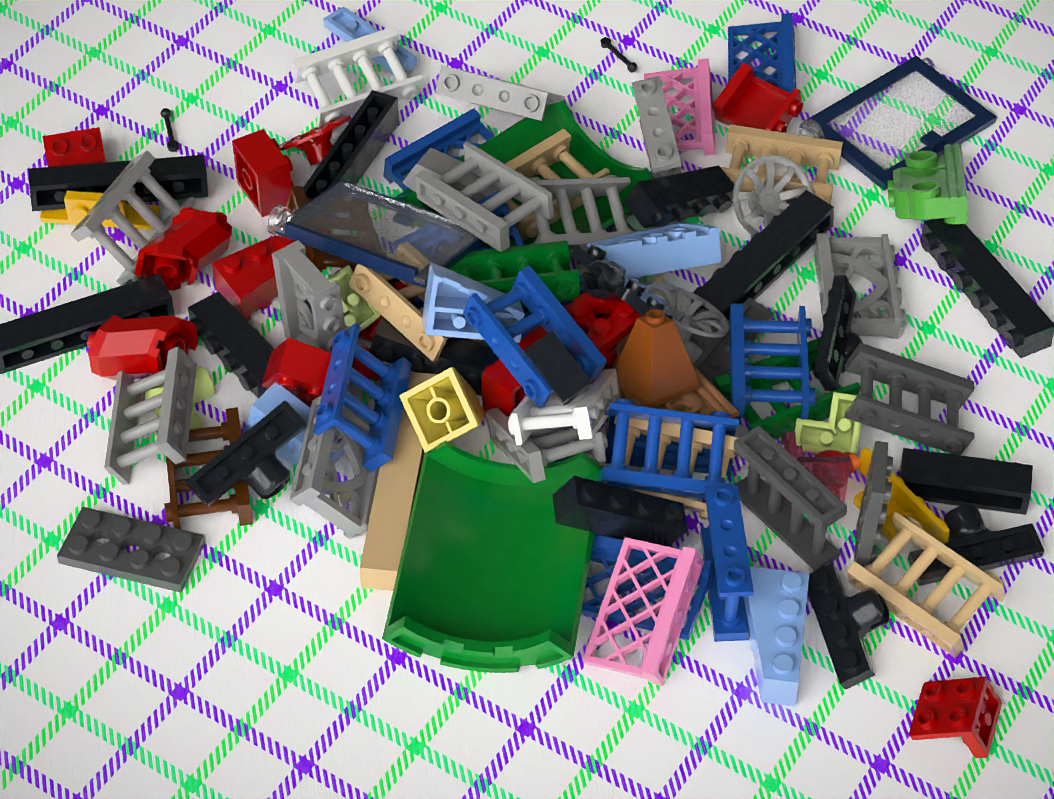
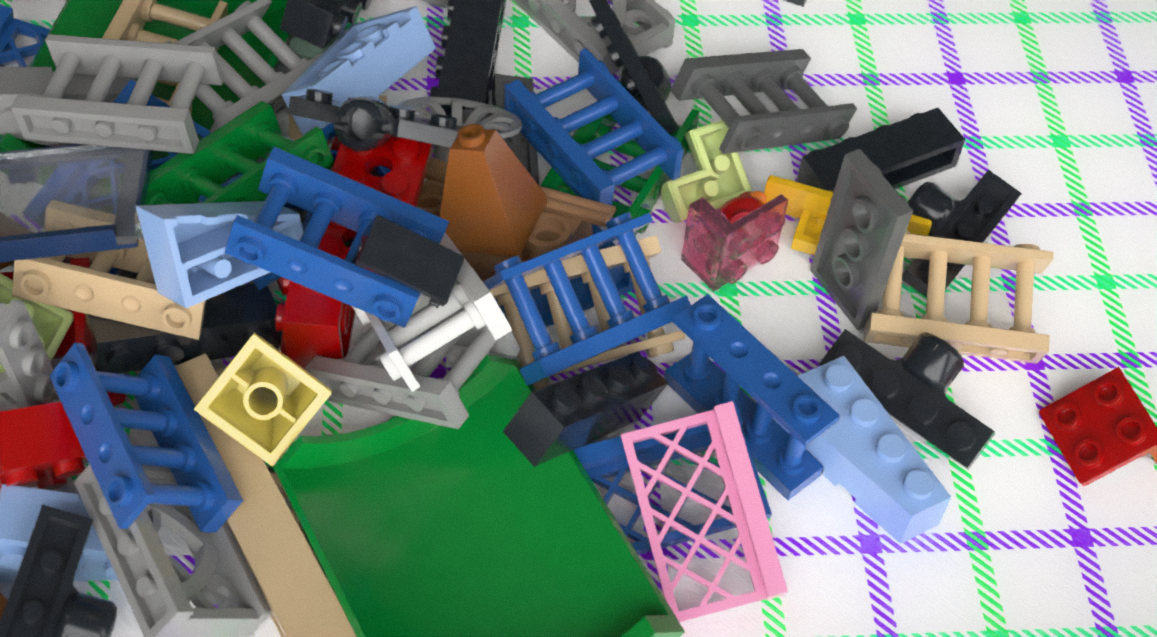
camera: 40 degrees left, 5 degrees up
(797, 485) = (757, 254): dark grey fence -> none

